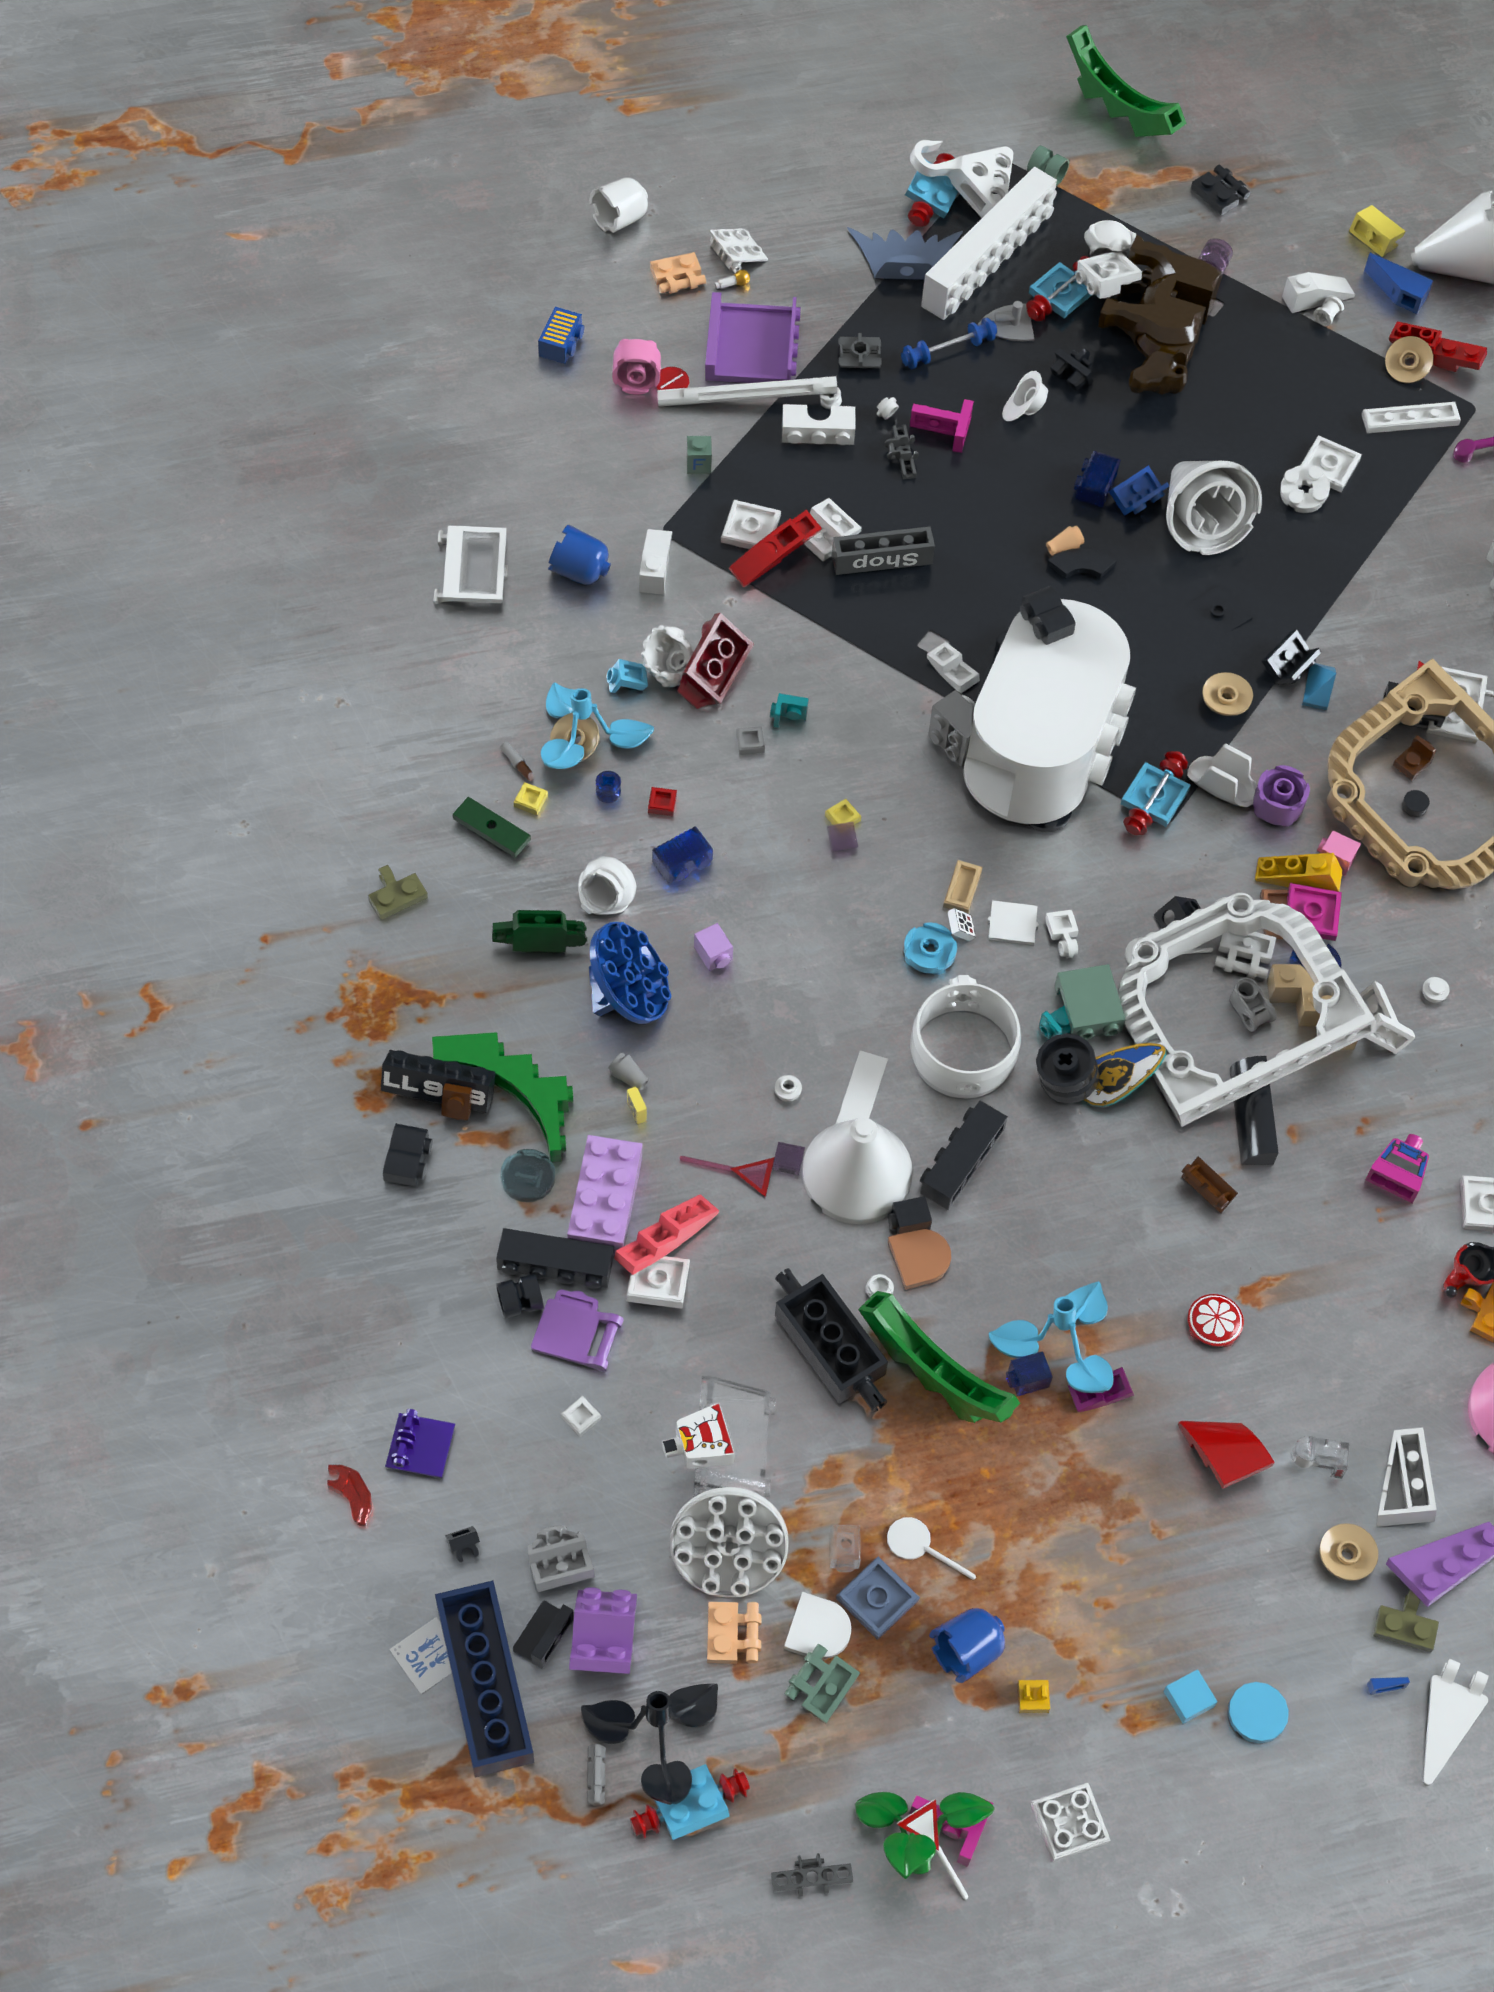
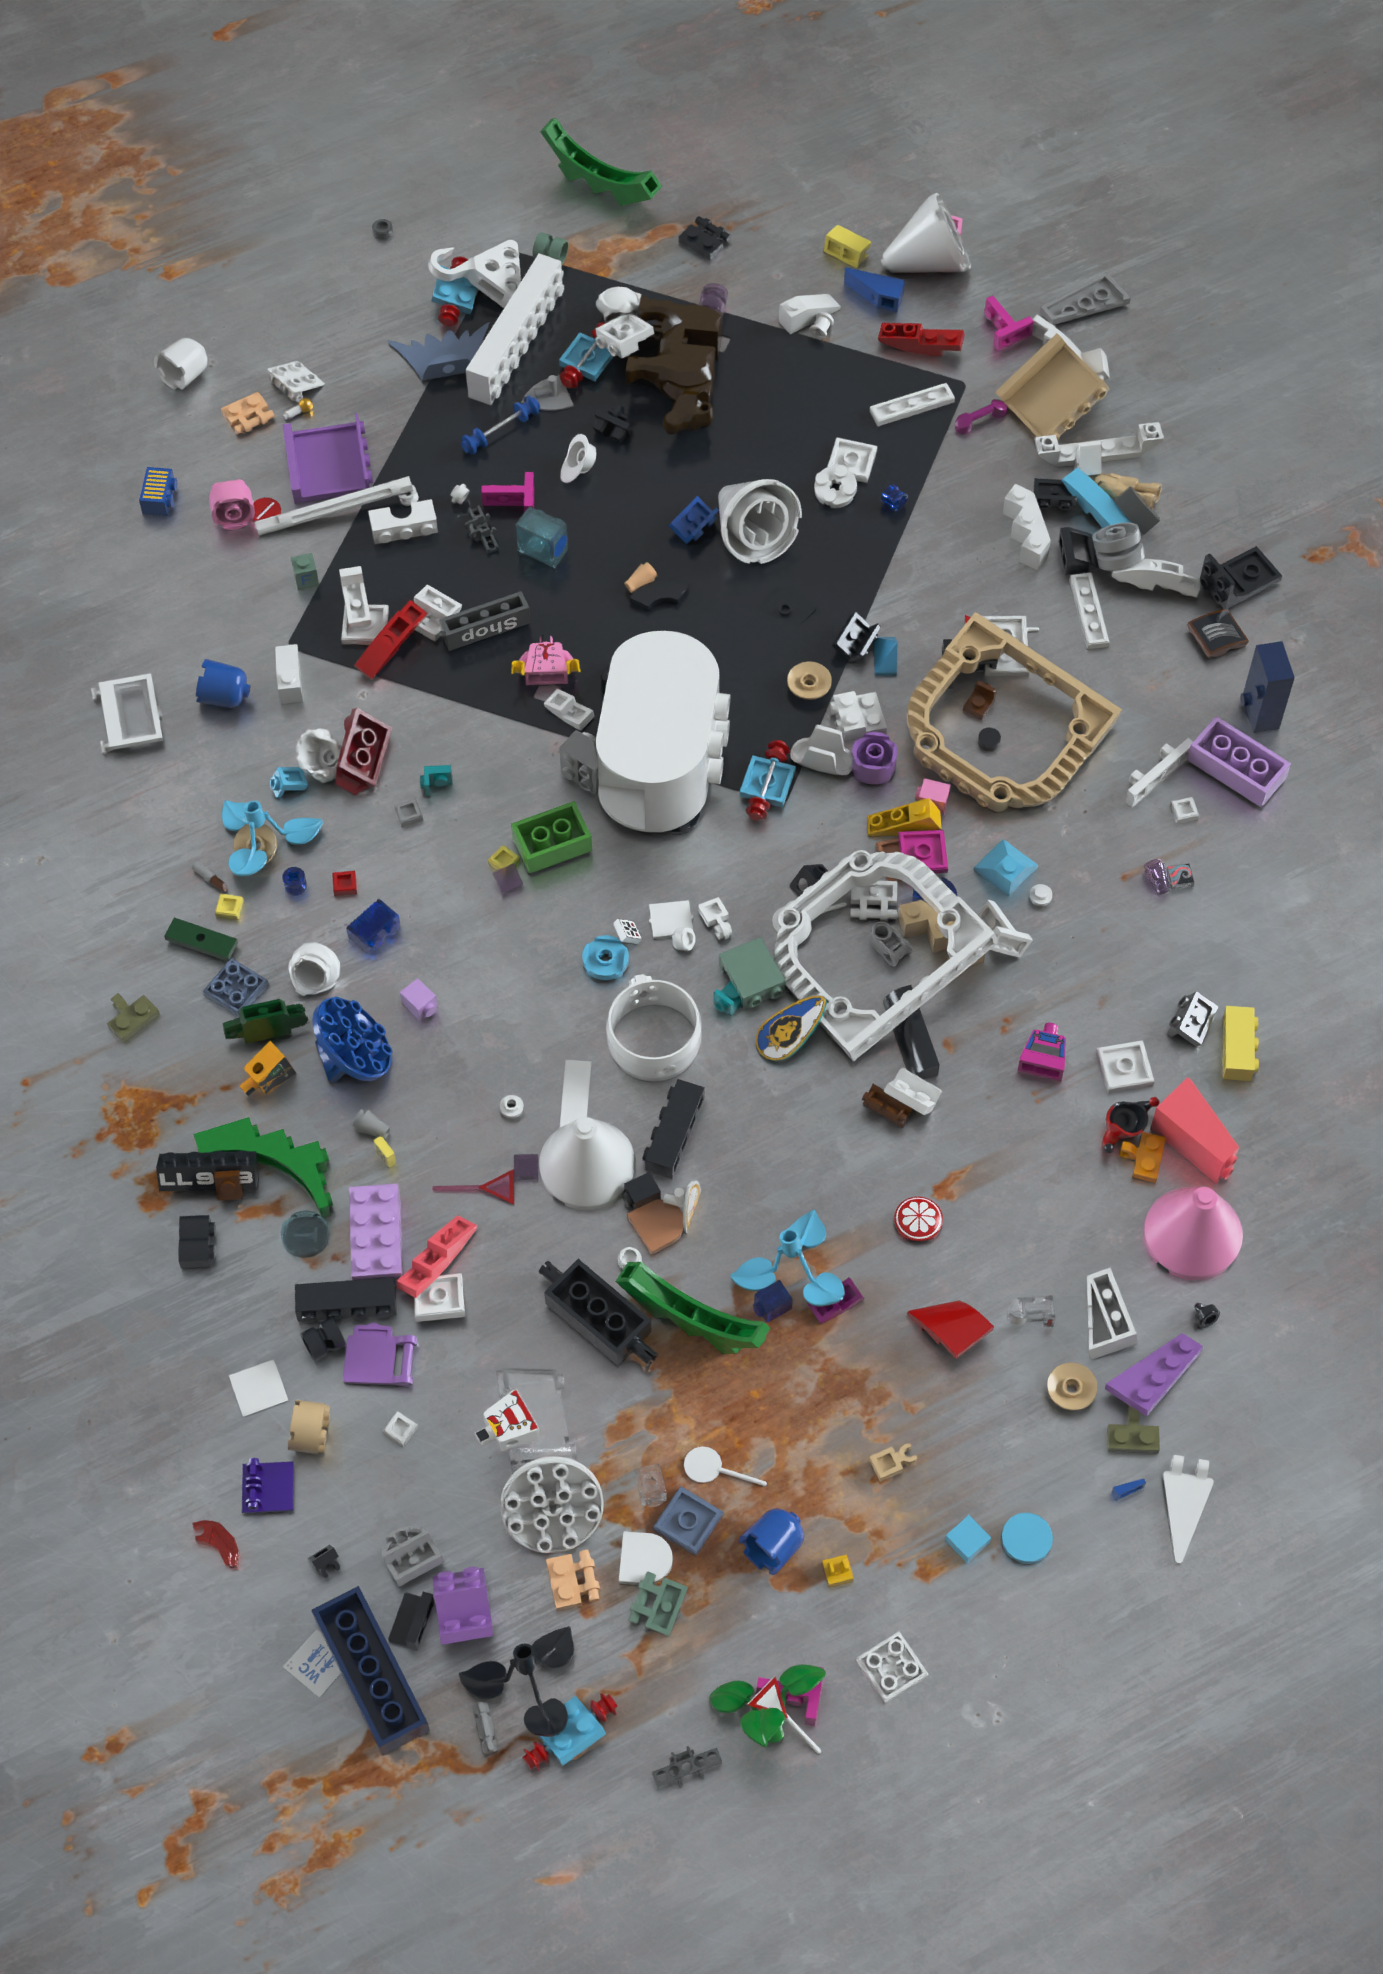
camera: 10 degrees left, 0 degrees up
(436, 1333) = (258, 1388): none -> white sticker
(479, 1389) = (307, 1427): none -> tan brick
(516, 887) = (235, 987): none -> sand blue tile
(528, 986) = (266, 1070): none -> light orange torso
(747, 493) = (355, 596): none -> white bracket
(859, 352) = (424, 449): dark grey piece -> none
(869, 107) = (382, 229): none -> dark grey tile
(901, 802) = (551, 837): none -> bright green brick
(939, 611) = (546, 663): none -> bright pink torso
(959, 1240) = (686, 1201): none -> white shield
(962, 886) = (621, 898): tan tile -> none
(966, 473) = (542, 537): none -> clear light blue brick
(1022, 947) = (683, 939): none -> white tile
(1048, 615) = (640, 648): black brick -> none
(1067, 1068) = (746, 1034): black wheel -> none
(1097, 479) = (656, 517): clear blue brick -> none
(1120, 1588) = (888, 1463): none -> tan plate
(1242, 1176) = (913, 1091): none -> white bracket
(1273, 743) = (857, 714): none -> white plate
(1368, 514) = (894, 497): none -> clear blue wheel
(1402, 949) = (1005, 867): none -> medium azure slope
(1409, 348) = (892, 347): tan dish -> none

